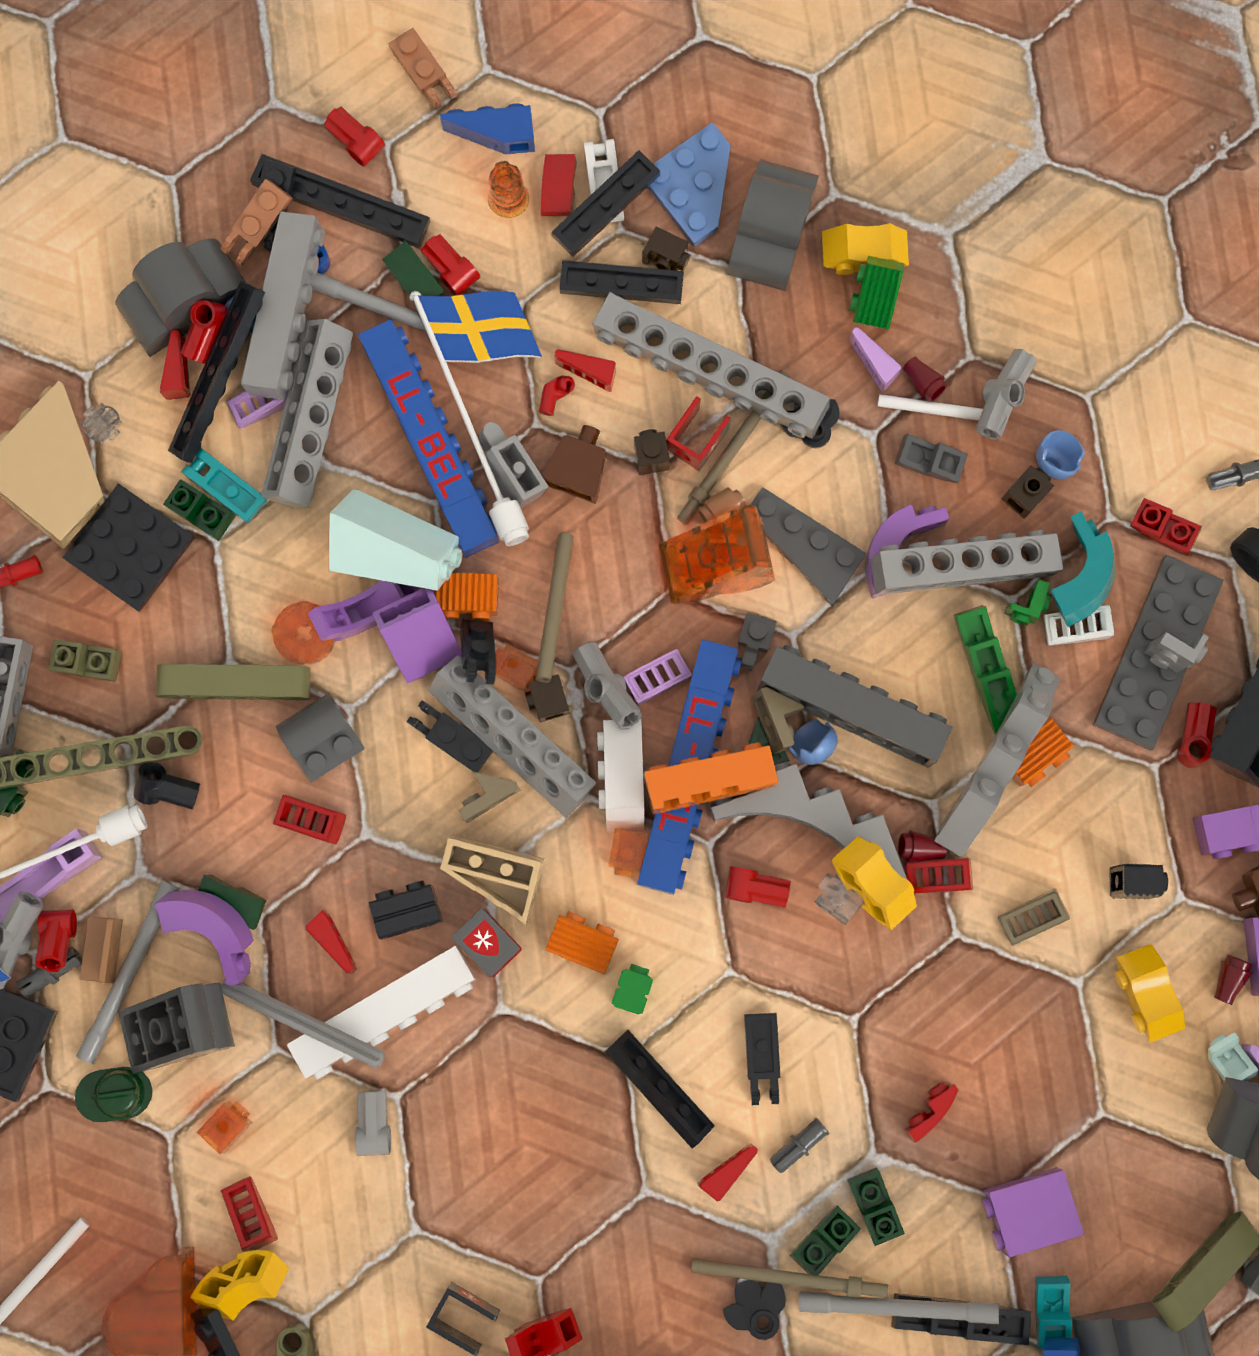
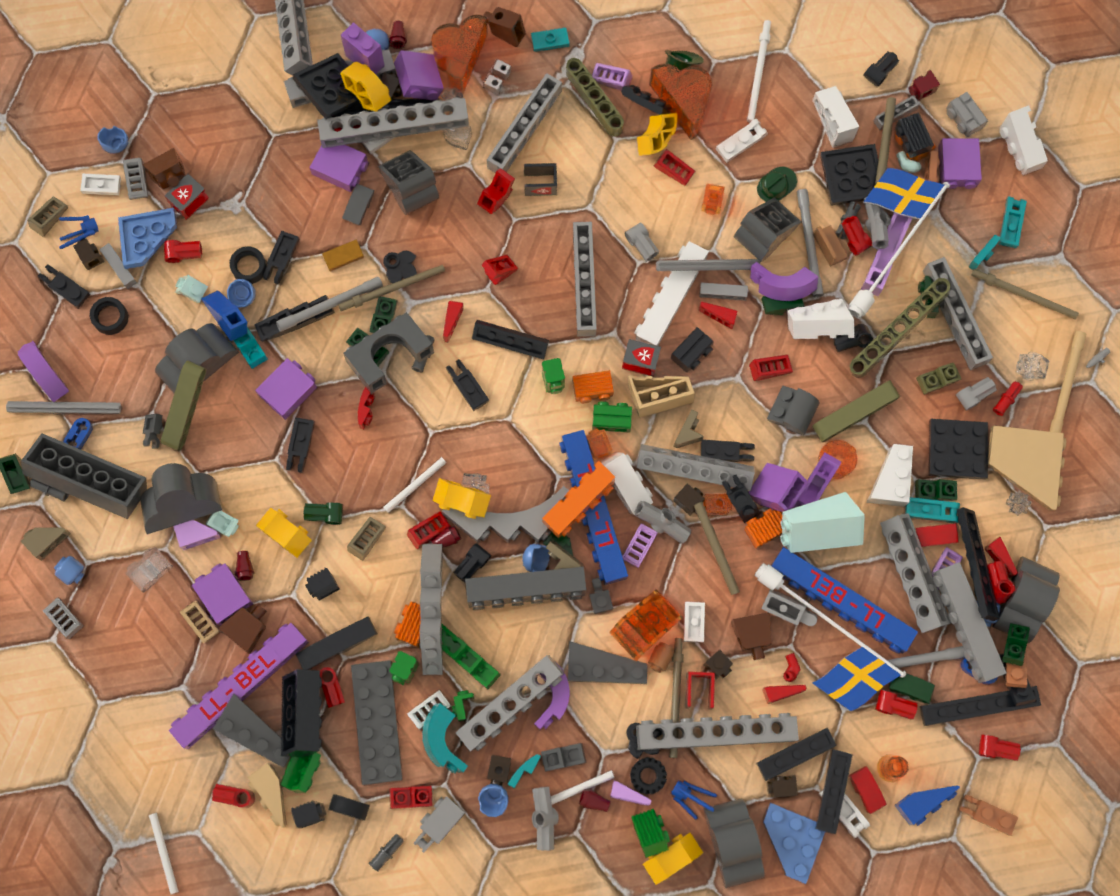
camera: 145 degrees right, 5 degrees down
(58, 607) = (974, 394): none -> light grey piece
(120, 1197) = (741, 140): none -> white plate
(192, 839) = (821, 319): none -> white wedge
(240, 446) = (938, 535): none -> red slope
(241, 239) = (1016, 644): none -> dark green slope
(245, 558) = (894, 478): none -> white wedge
(302, 973) = (723, 291): none -> light grey piece
(494, 1116) = (584, 279): none -> light grey brick
(583, 880) = (612, 417): none -> green brick
(609, 1211) = (499, 268): none -> red slope
(647, 529) = (694, 622): none -> white plate
(749, 886) = (525, 465): red piece -> none
(803, 321) = (682, 791): none -> blue plant
(846, 356) = (660, 772): none -> black tyre
(896, 1191) = (399, 331): none -> dark grey arch
(900, 792) = (475, 559): none -> black piece
(922, 953) = (414, 485): none -> white bar
(989, 472) = (528, 767): none -> teal slope
(1055, 1116) = (300, 442): none -> black hinge
(1070, 984) = (328, 513): none -> dark green piece
(1086, 696) = (403, 668): none -> green brick
(1146, 470) = (439, 822): none -> light grey brick
(1158, 789) = (336, 643): none -> black slope
(1174, 654) = (369, 715): light grey bracket -> none

